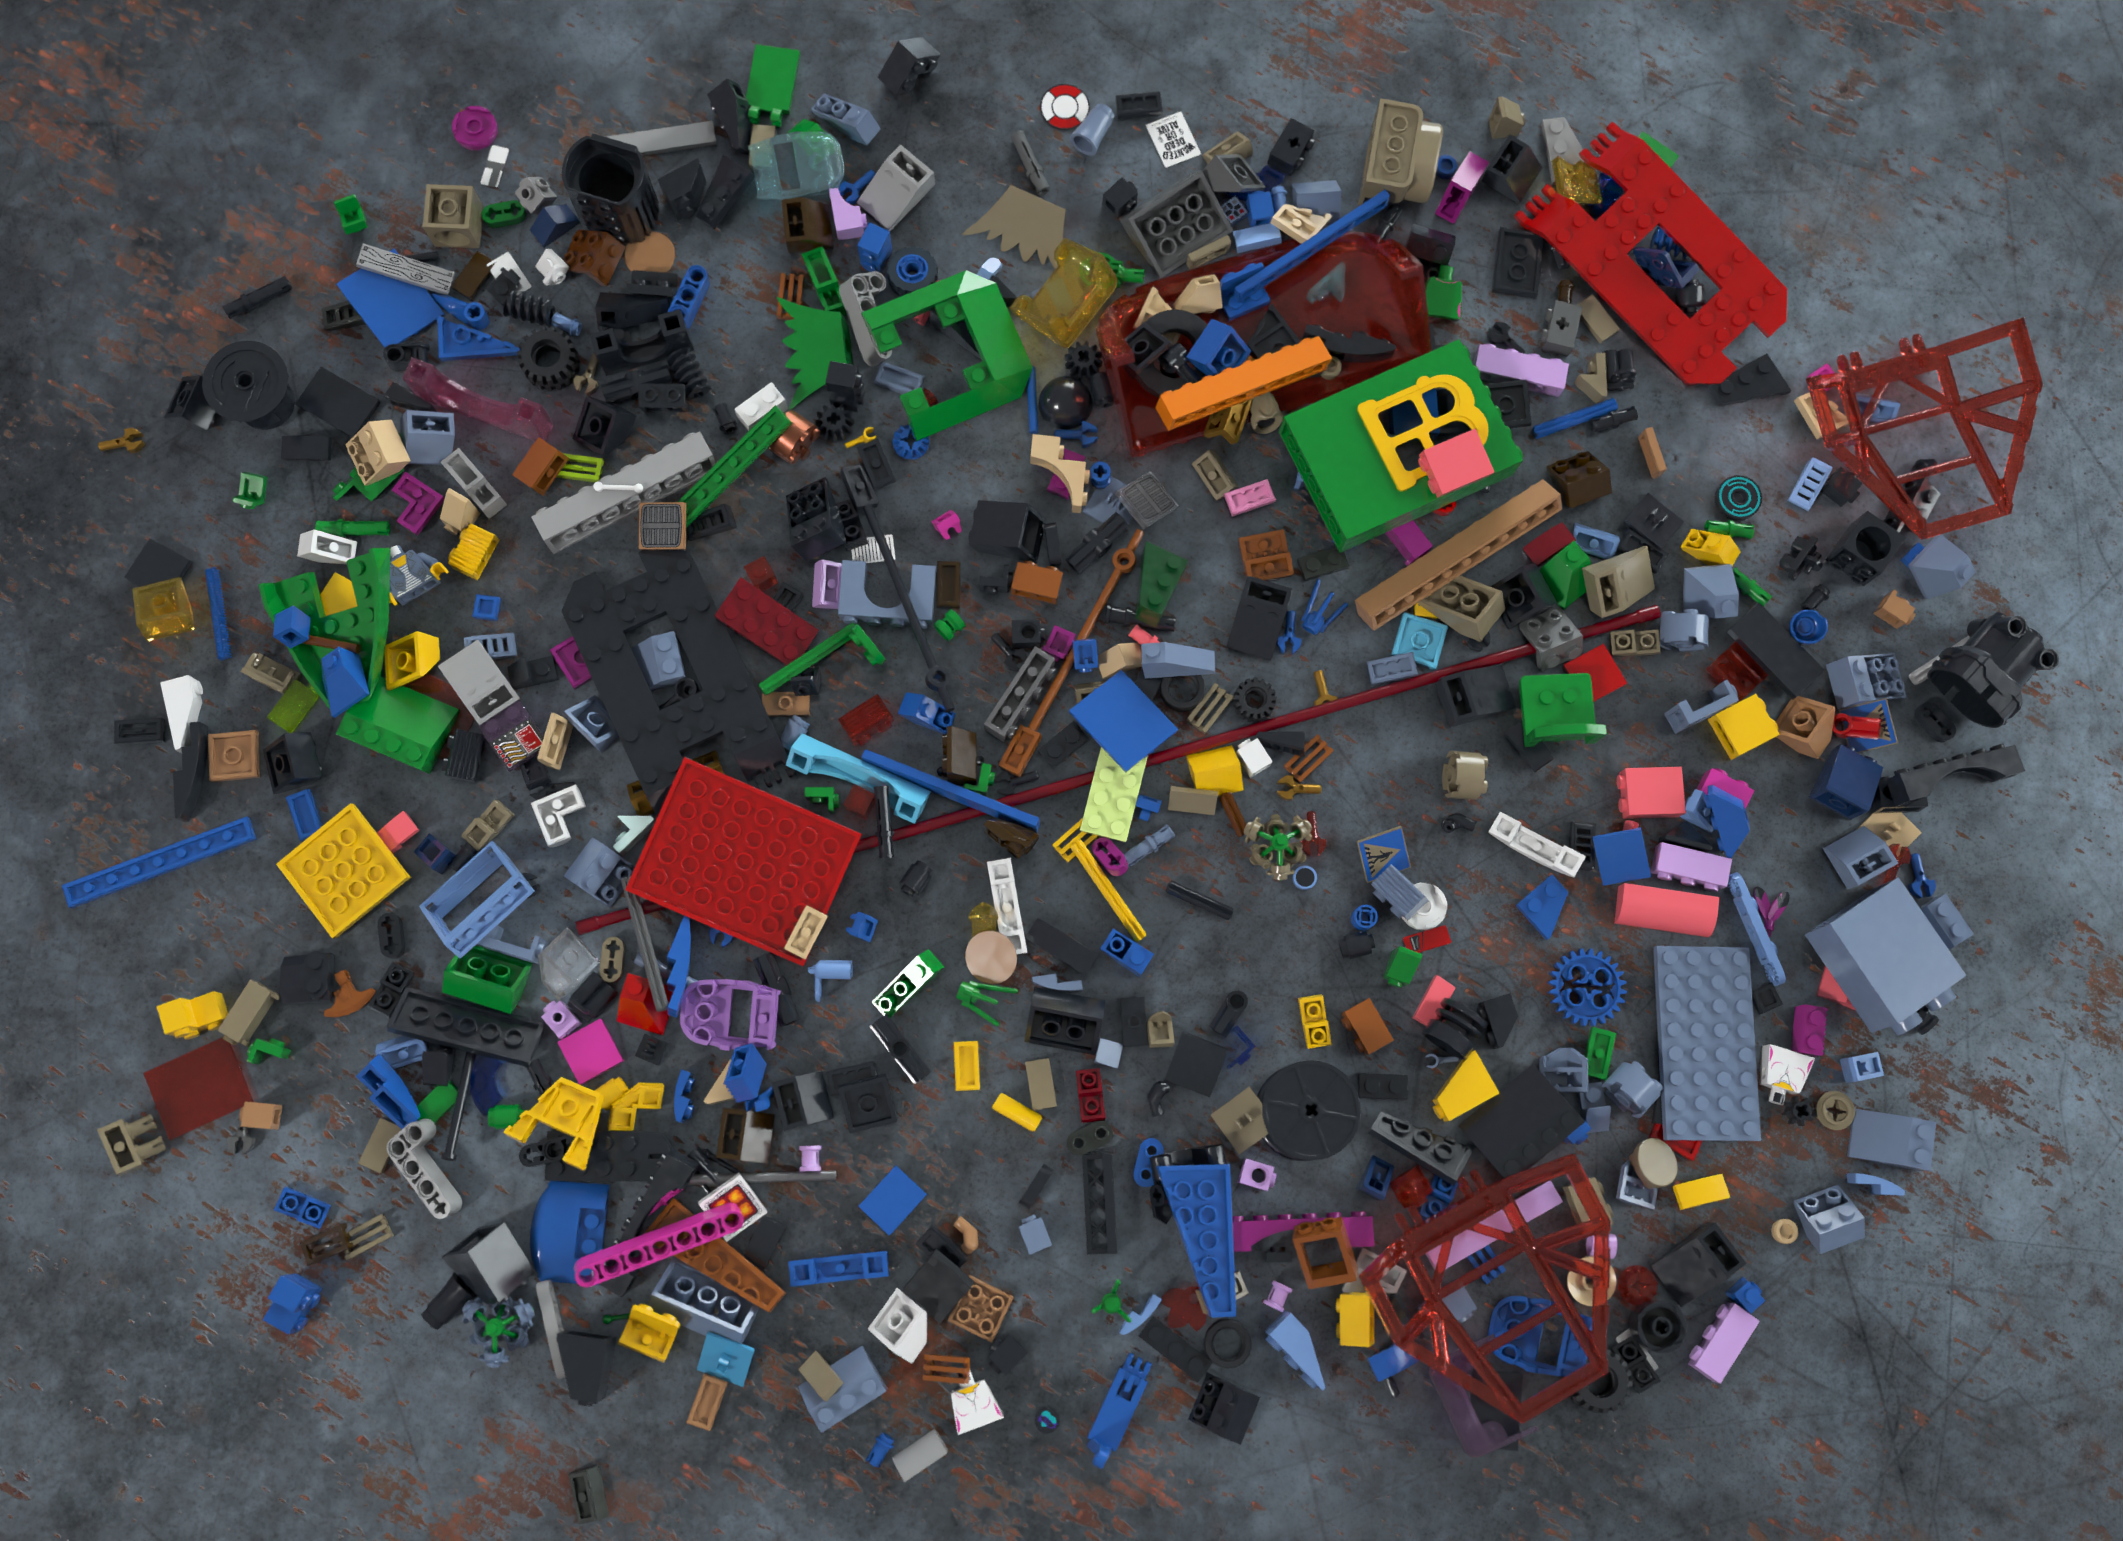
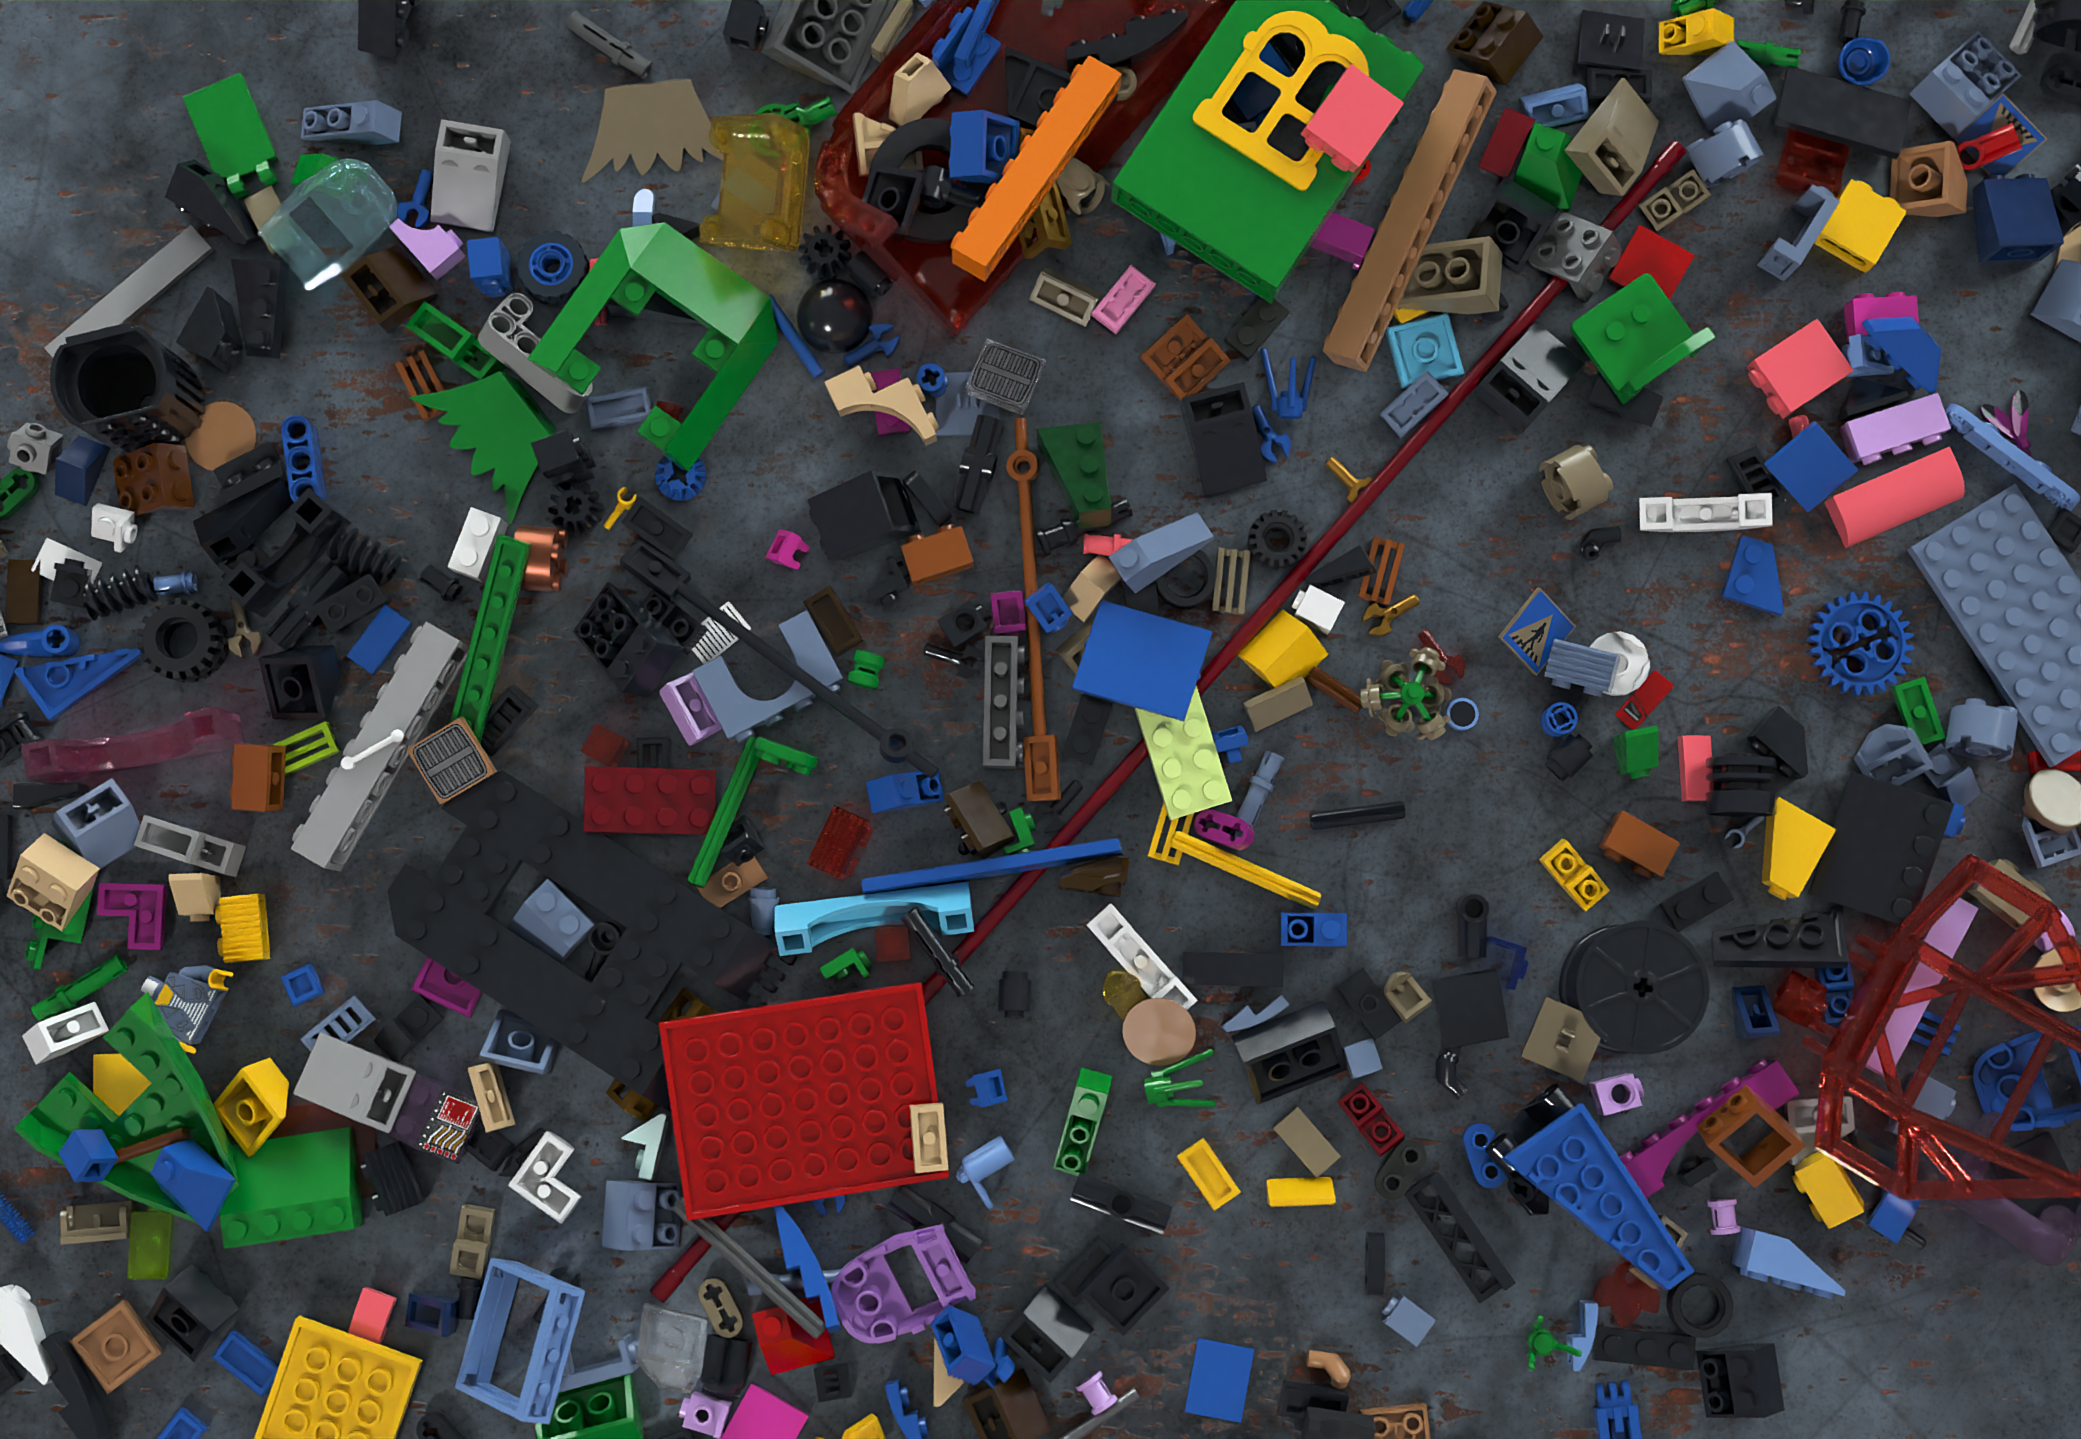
camera: 25 degrees left, 5 degrees up
(666, 430) = (379, 640): none -> blue tile

